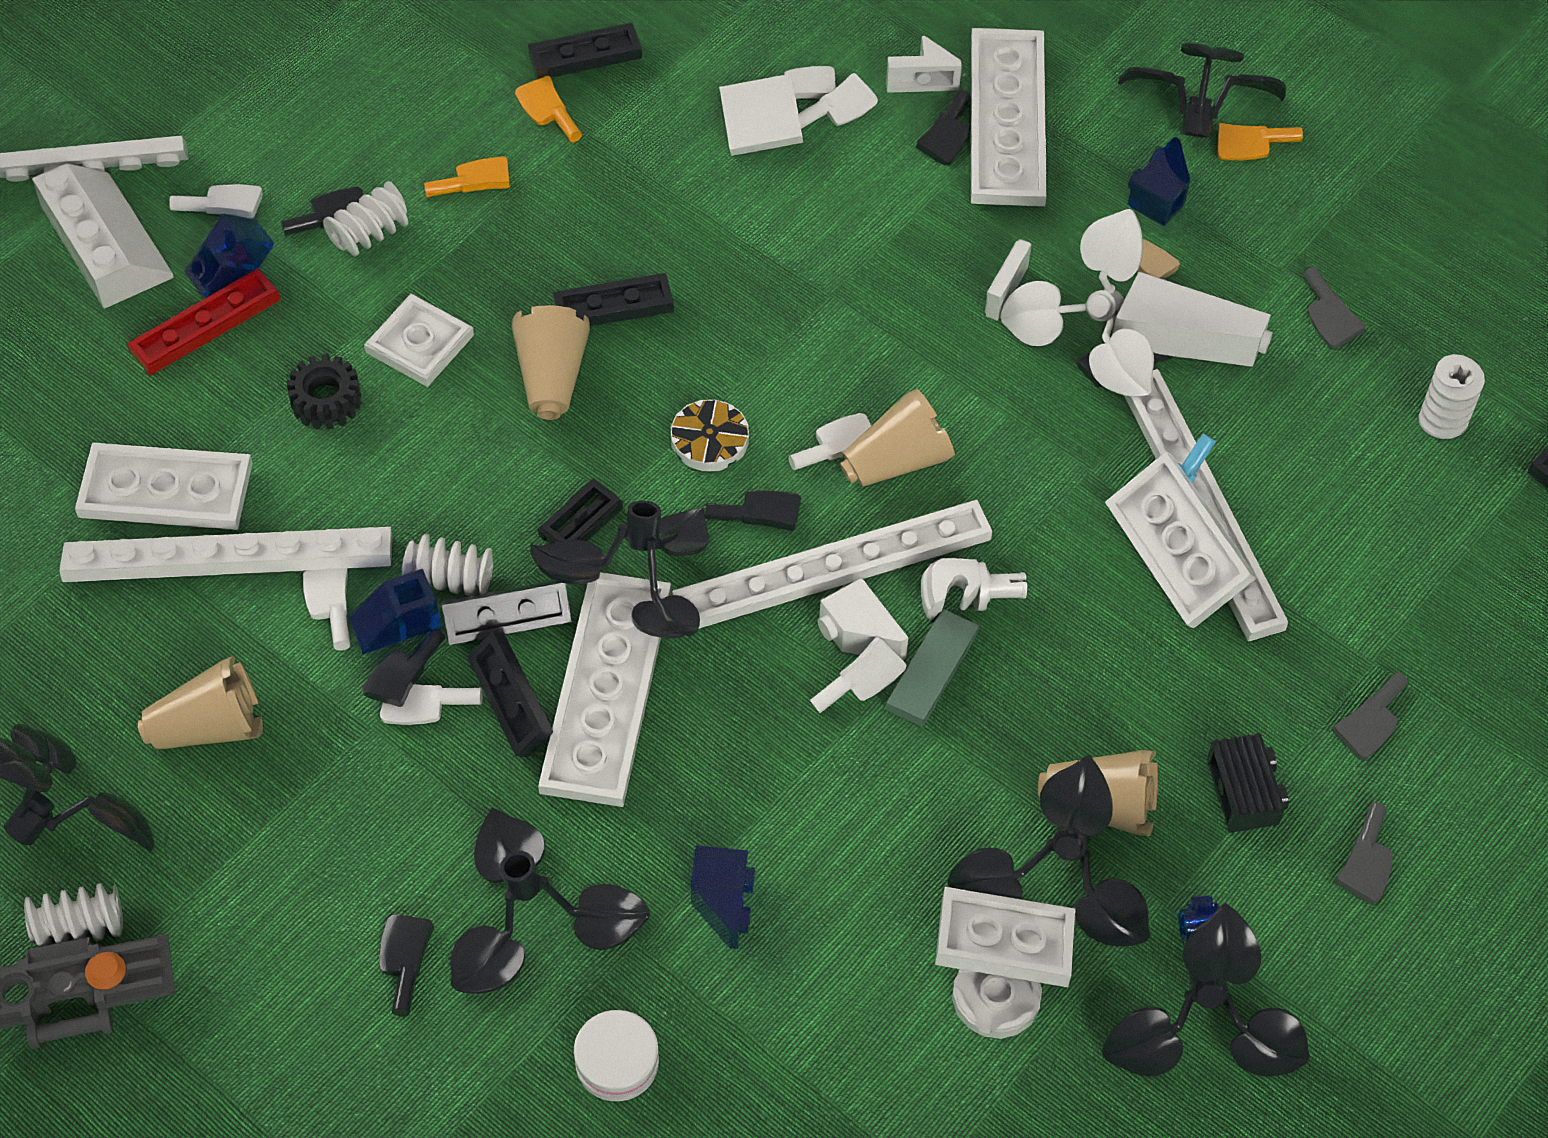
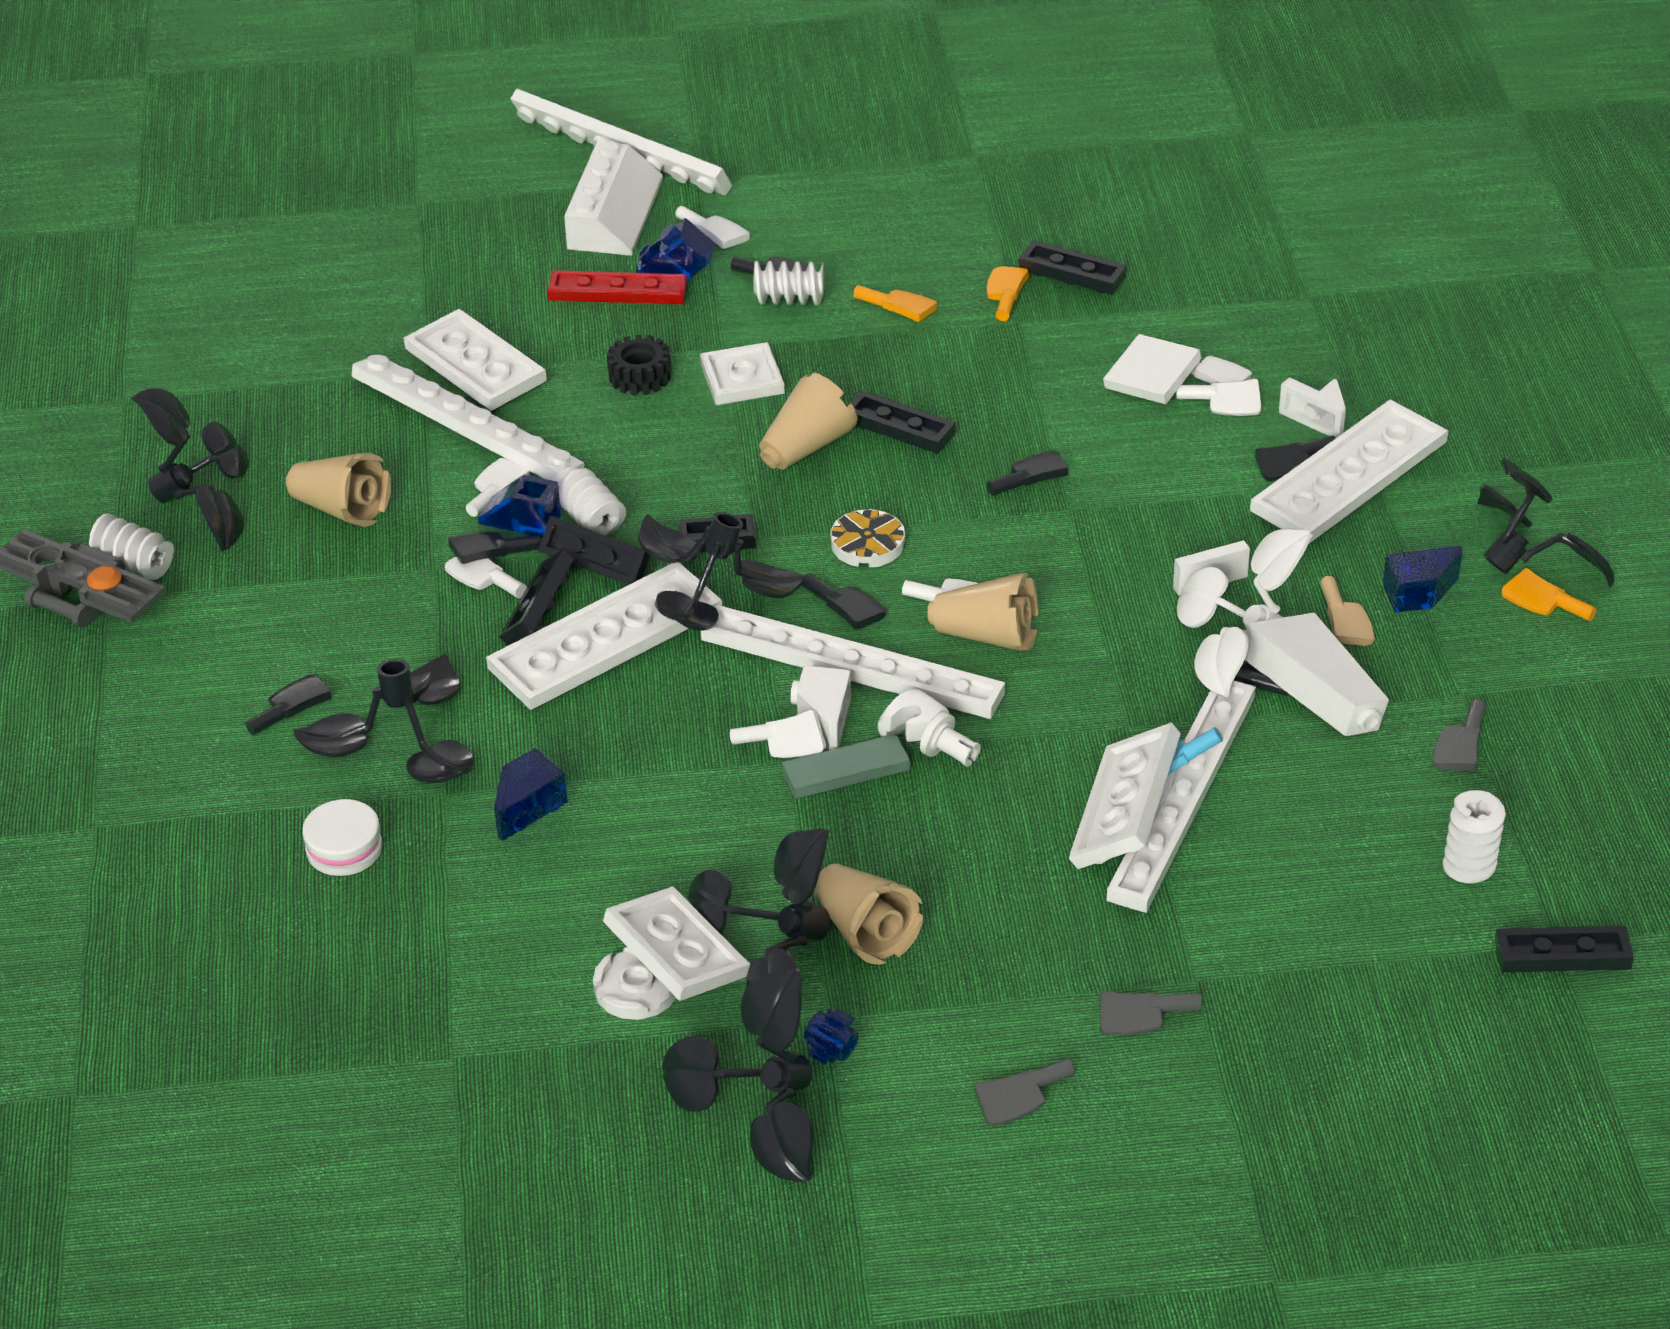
camera: 45 degrees right, 15 degrees down
(764, 276) = (1029, 471): none -> black piece
(1246, 782) = (981, 977): black brick -> none

